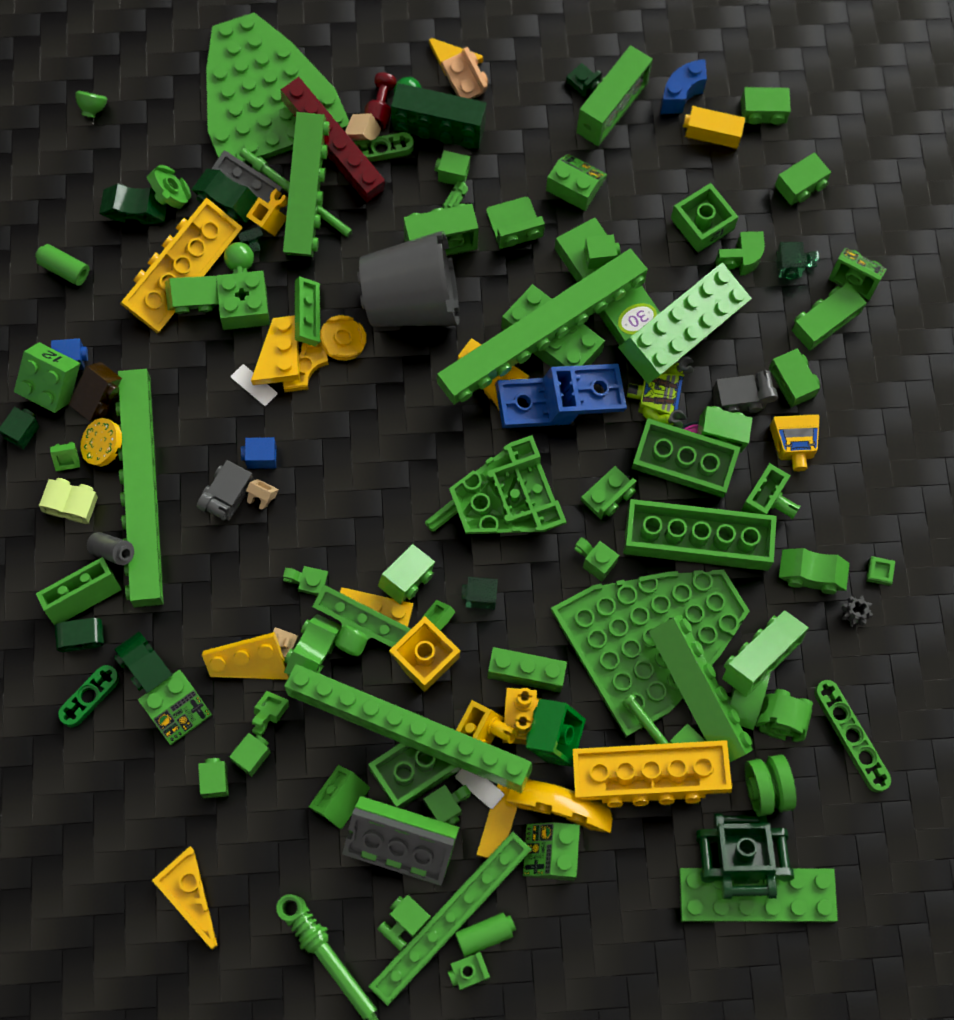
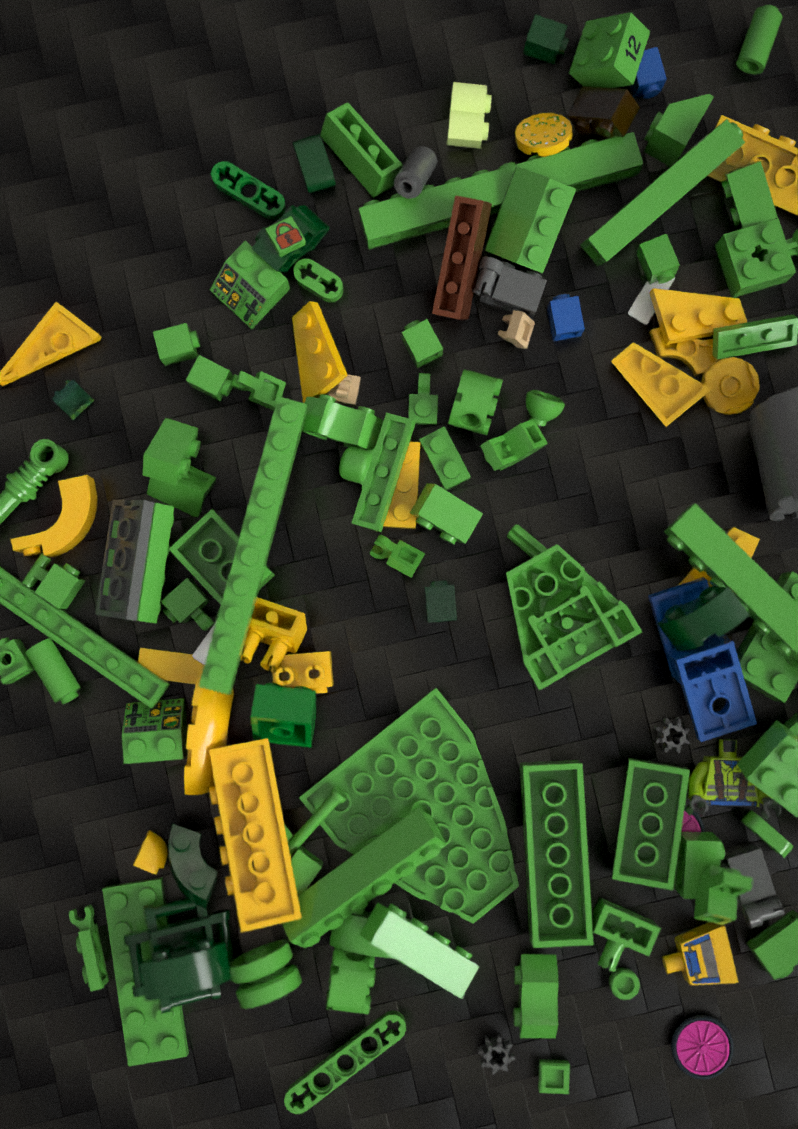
camera: 85 degrees right, 15 degrees up
(65, 456) = (520, 98): bright green tile -> none
(125, 338) = (674, 128): none -> bright green slope
(145, 660) = (285, 236): none -> tile
(174, 463) = (530, 219): none -> bright green slope
(177, 357) = (663, 192): none -> bright green brick
(178, 645) = (321, 274): none -> bright green beam
(194, 522) = (461, 257): none -> copper brick
(228, 372) = (658, 260): none -> bright green brick
(243, 879) = (72, 399): none -> clear green tile
(256, 571) = (421, 342): none -> bright green brick
(310, 794) = (171, 452): none -> bright green brick
(317, 534) = (475, 402): none -> bright green brick
(331, 483) = (543, 406): none -> bright green brick
(333, 388) = (658, 383): none -> yellow wing
(345, 889) = (74, 523): none -> yellow arch
(358, 570) = (444, 458): none -> bright green plate
(359, 510) = (513, 445): none -> bright green brick
(425, 653) = (354, 550): yellow slope -> none
(526, 379) = (713, 612): none -> dark green brick
(527, 669) = (357, 671): bright green brick -> none
(598, 560) = (504, 736): bright green brick -> none
(609, 492) = (592, 734): bright green bracket -> none
(613, 435) = (679, 738): none -> dark grey gear
(657, 872) = (152, 853): none -> yellow piece
(673, 835) = (188, 868): none -> dark green brick
(706, 374) = (767, 833): none -> bright green beam
(728, 939) = (90, 946): none -> bright green plate
(746, 414) = (718, 894): none -> bright green brick
(758, 842) = (185, 971): none -> dark green brick
(812, 503) = (624, 983): none -> bright green tile
(868, 453) = (702, 1047): none -> dark pink wheel

